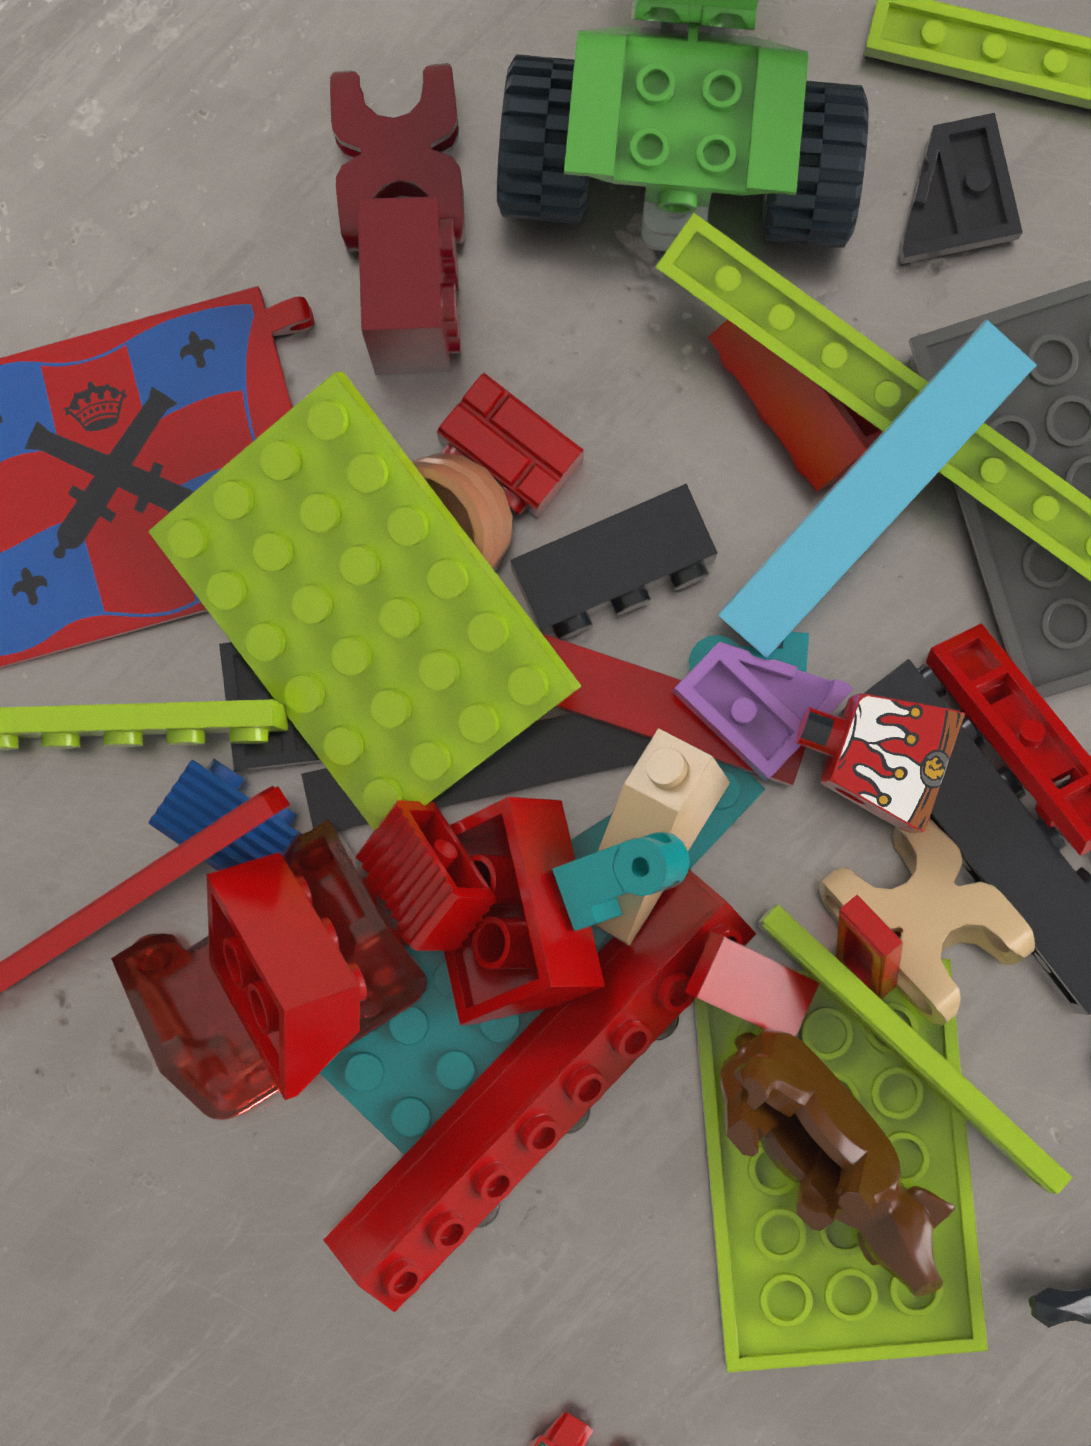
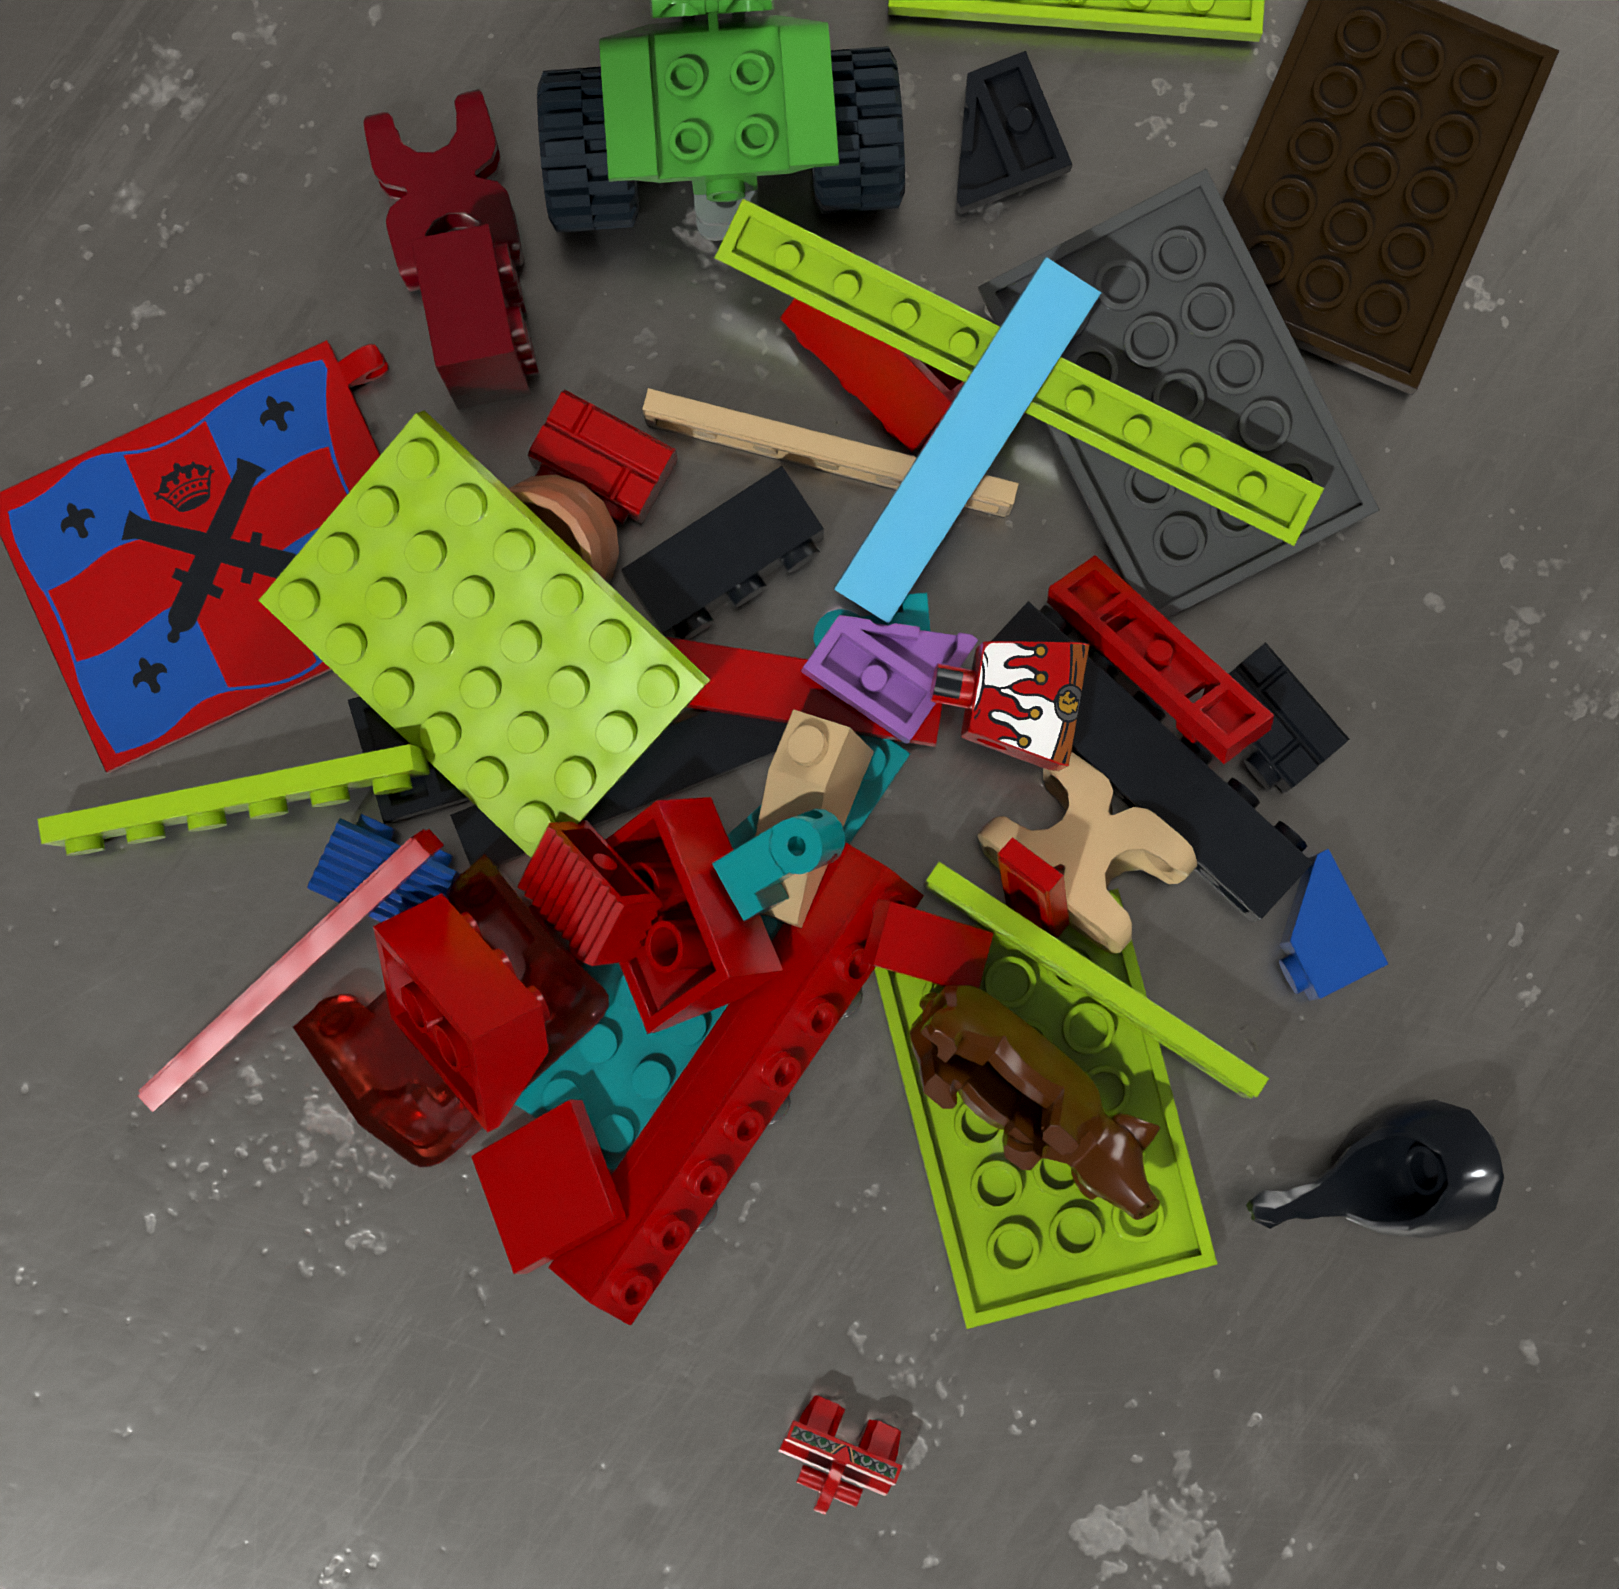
camera: 15 degrees left, 0 degrees up
(336, 1160) = (548, 1187): none -> red tile
(711, 468) = (804, 447): none -> tan tile

